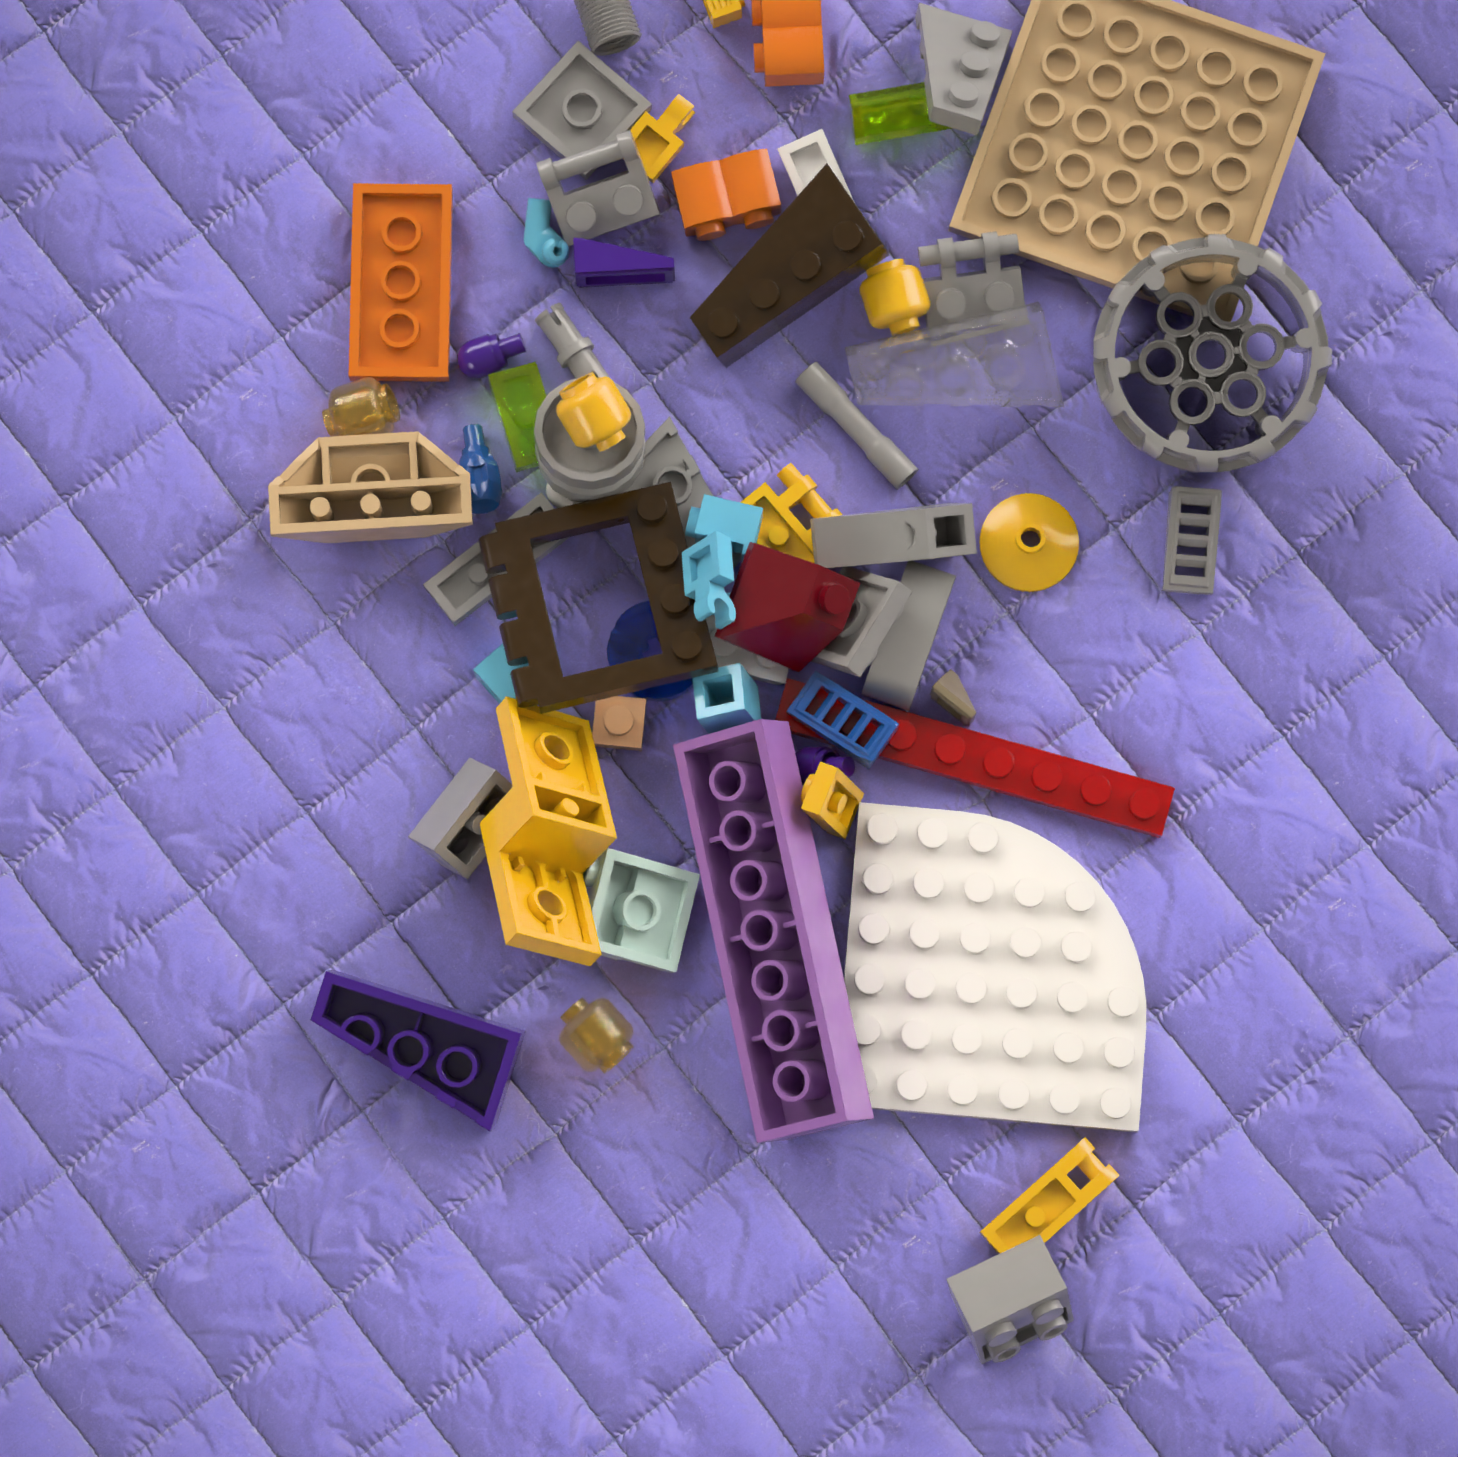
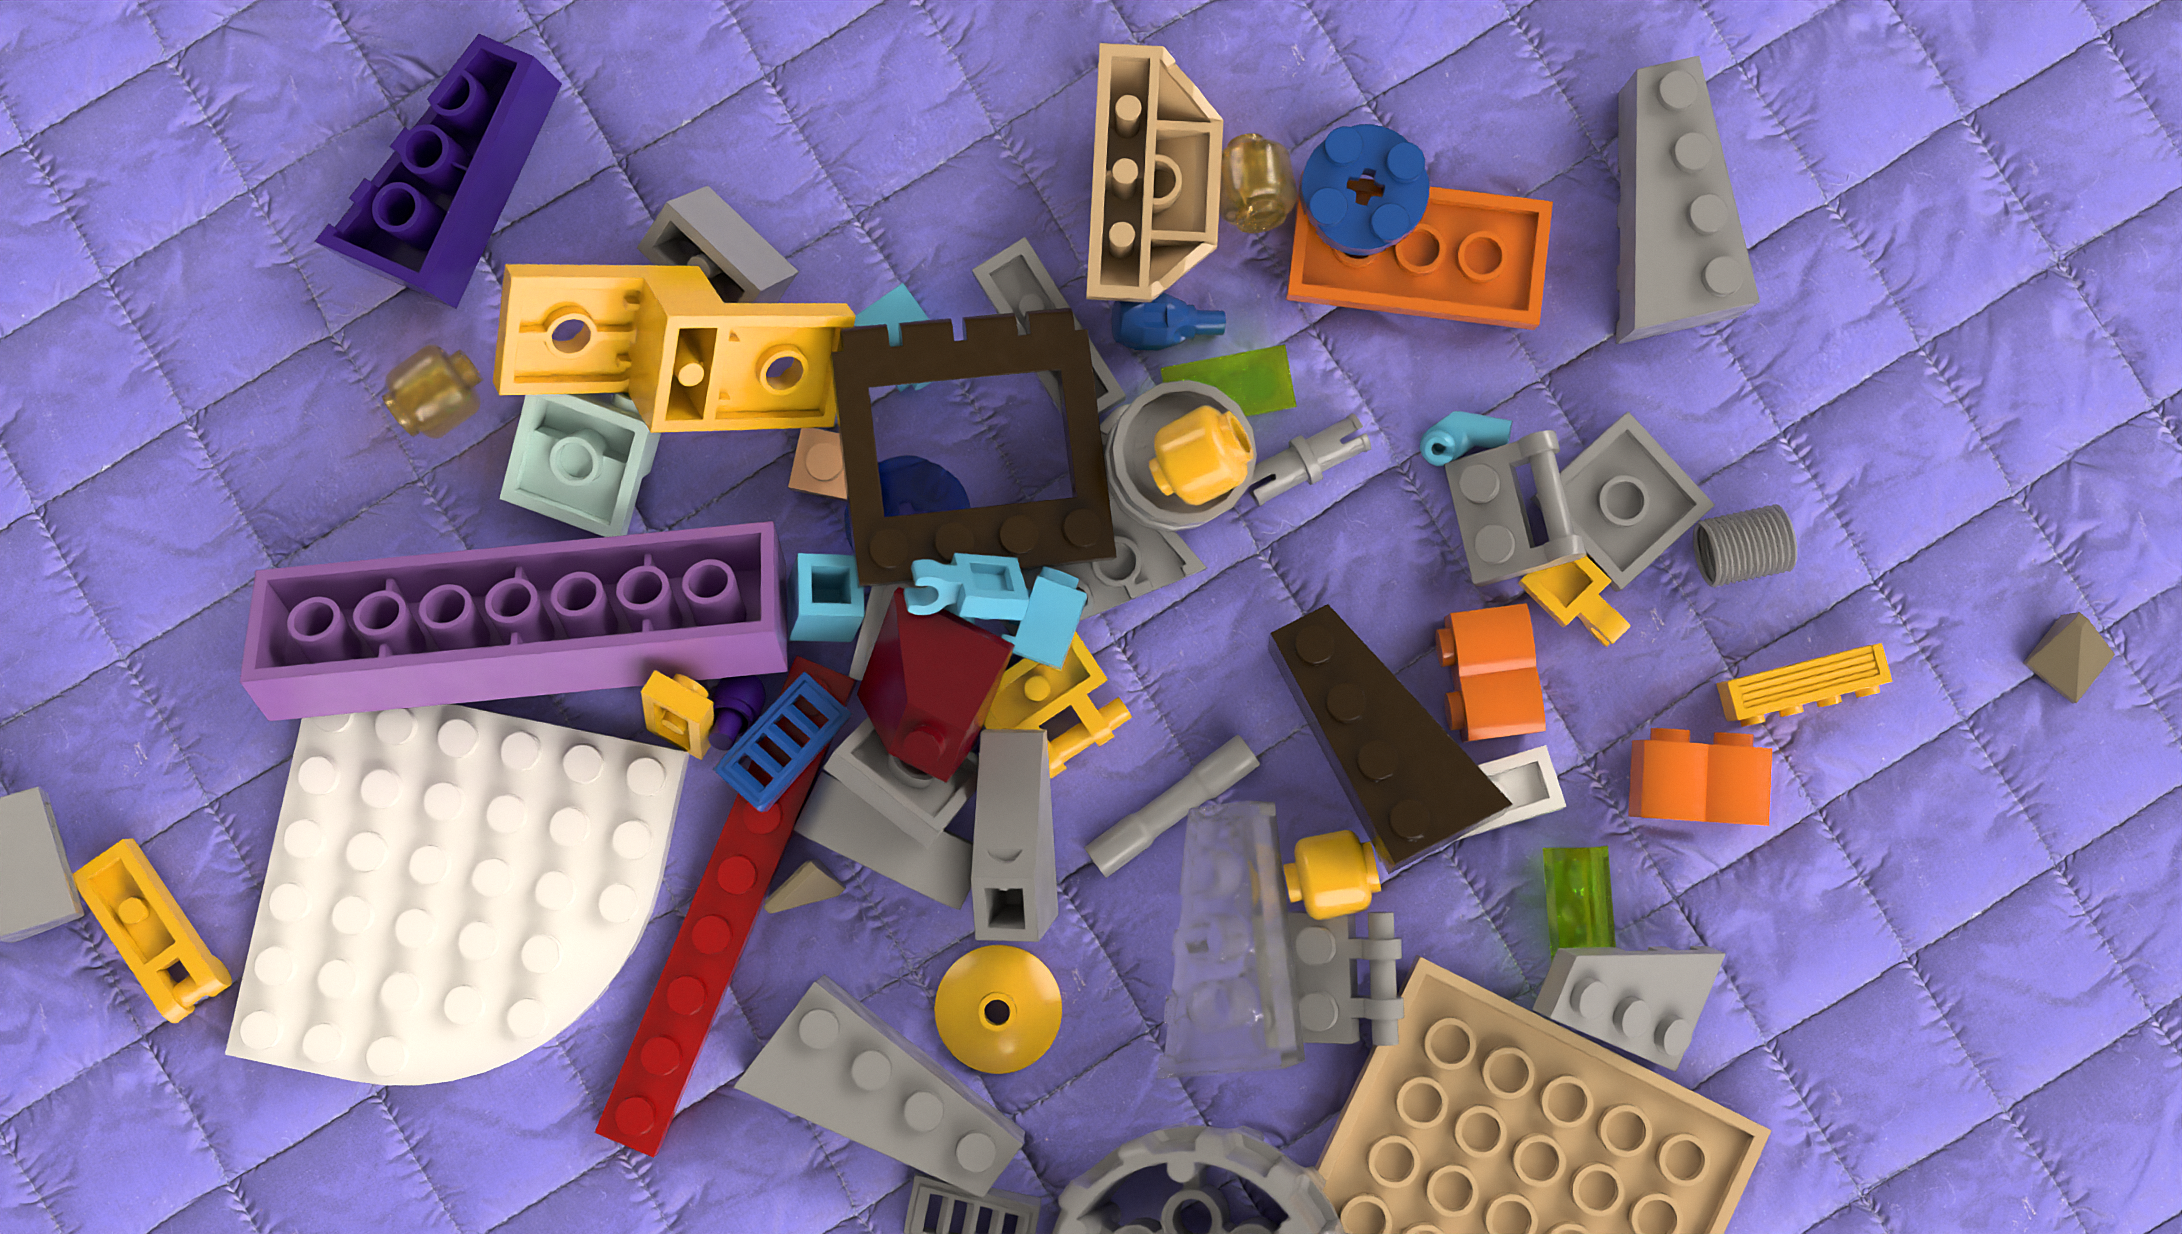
camera: 95 degrees right, 5 degrees up
(343, 302) = (1348, 155): none -> blue plate
(350, 90) = (1676, 209): none -> light grey wedge
(488, 354) = (1314, 351): dark purple cylinder -> none
(612, 265) = (1414, 509): dark purple slope -> none
(1095, 629) = (879, 1089): none -> light grey wedge

